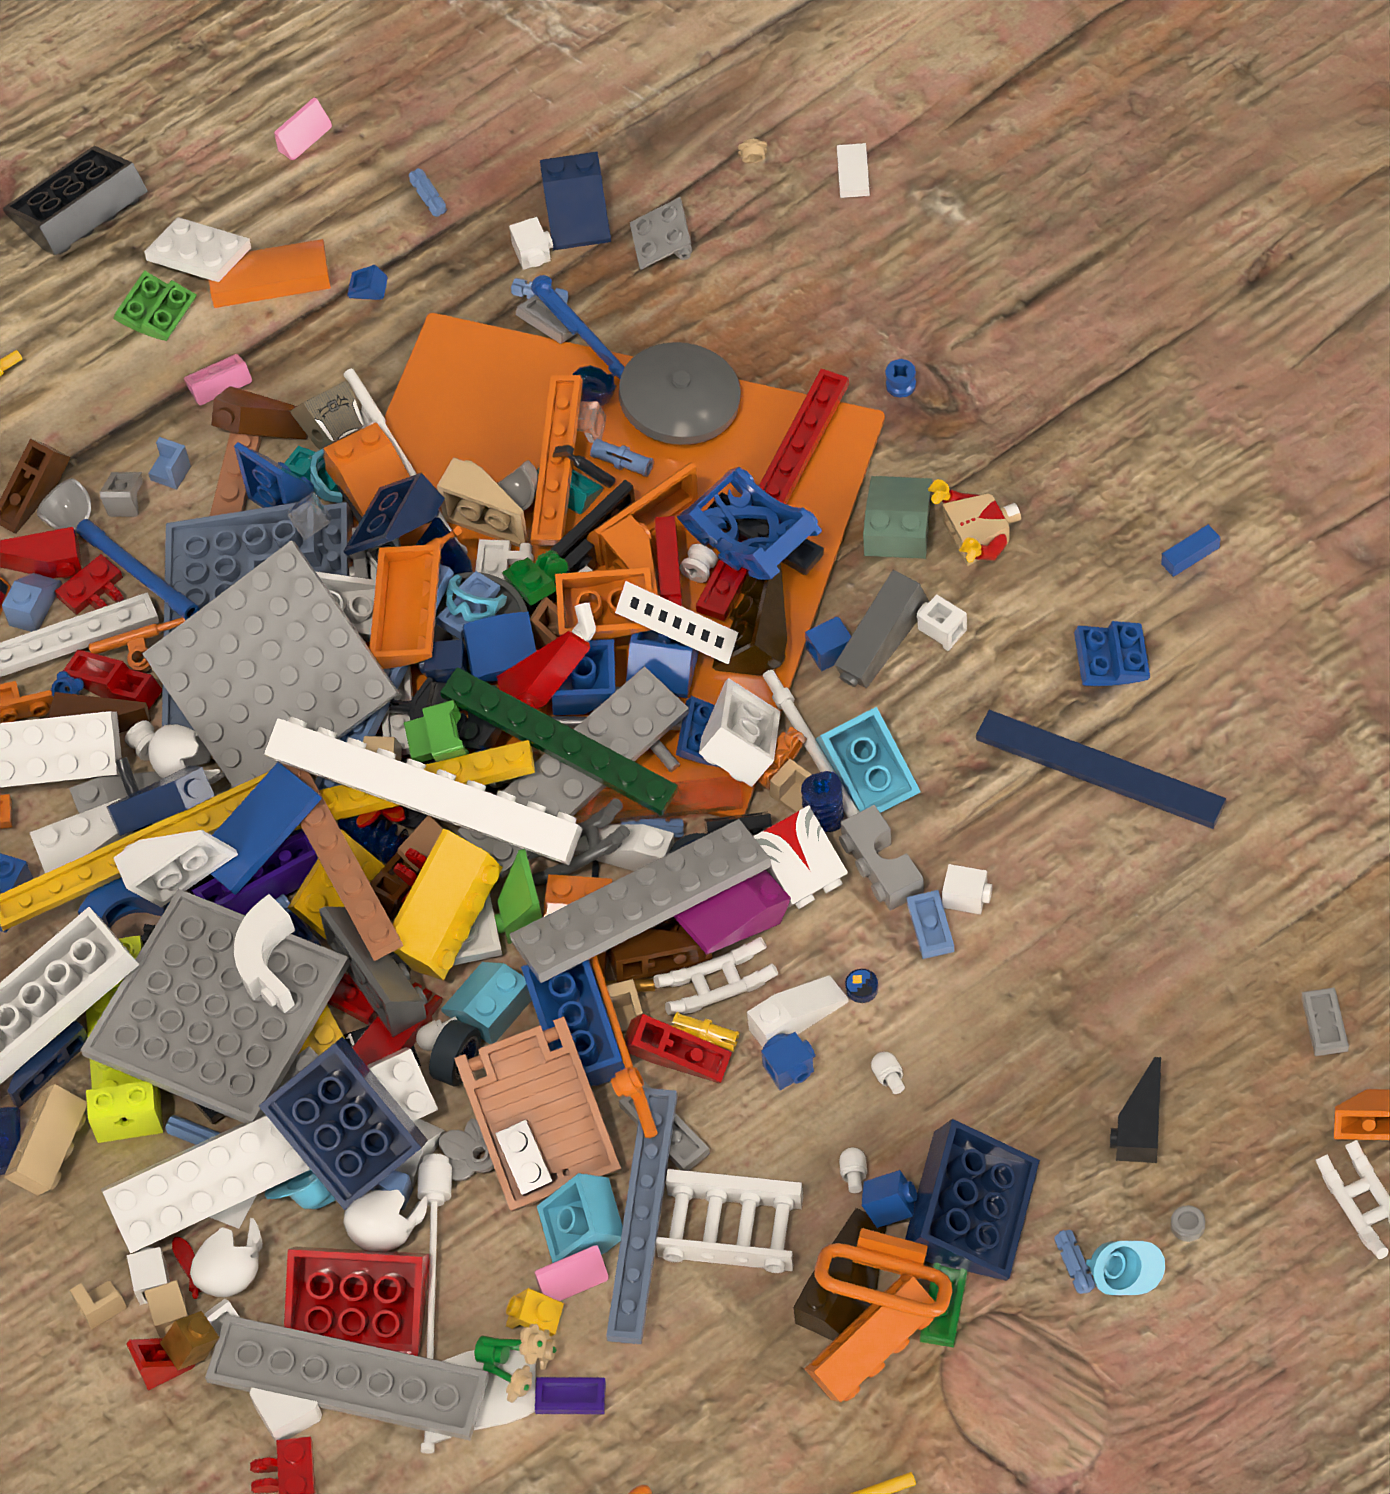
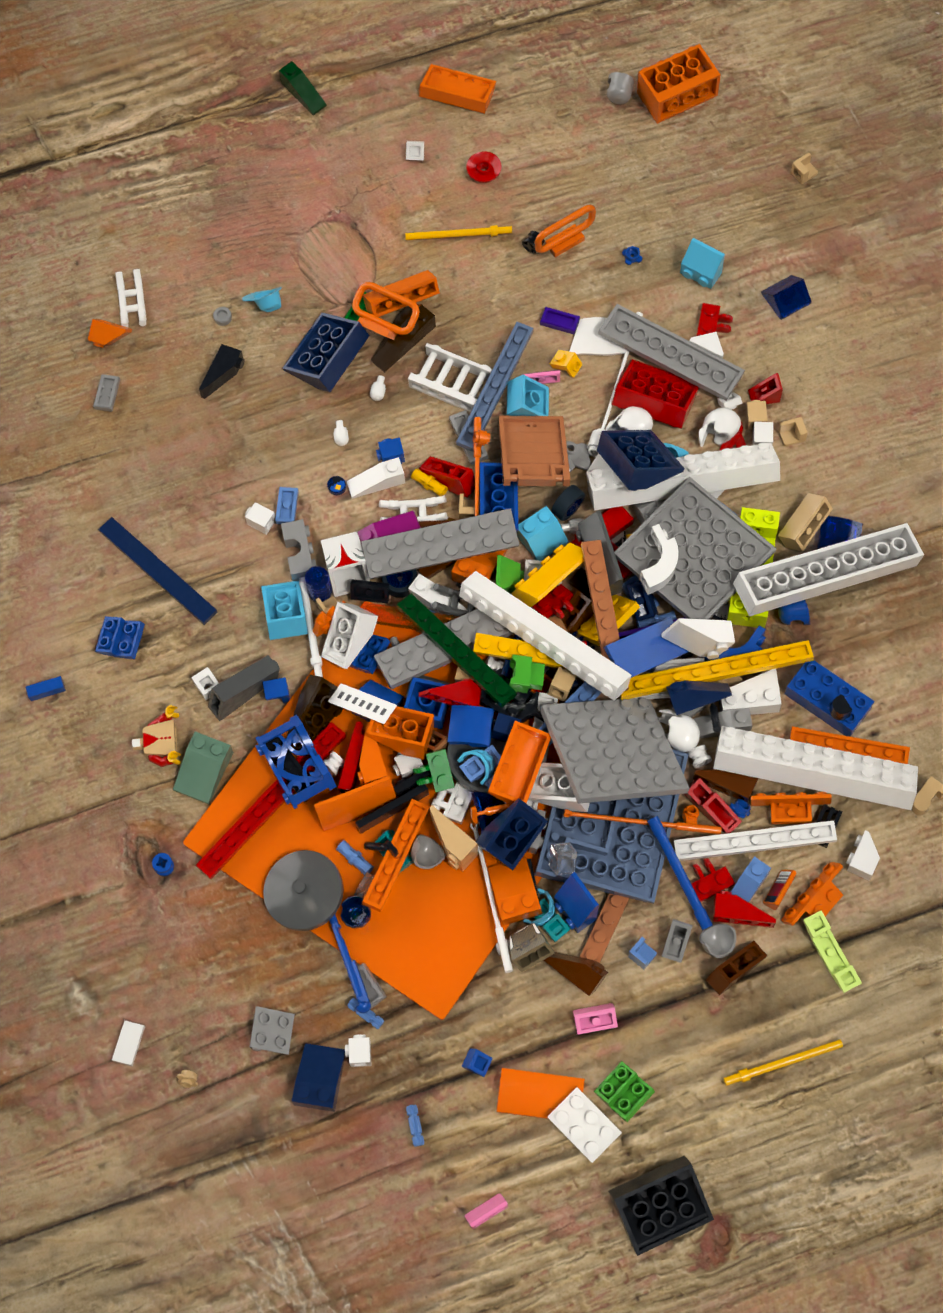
camera: 165 degrees left, 10 degrees up
(189, 1340) = (748, 388): pearl gold brick -> none
(524, 1157) = (547, 433): plate -> none
(532, 1344) = (592, 342): plant -> none
(586, 626) = (418, 708): white arm -> none
(889, 1198) = (366, 359): blue brick -> none
(1074, 1261) = (286, 312): medium blue axle -> none

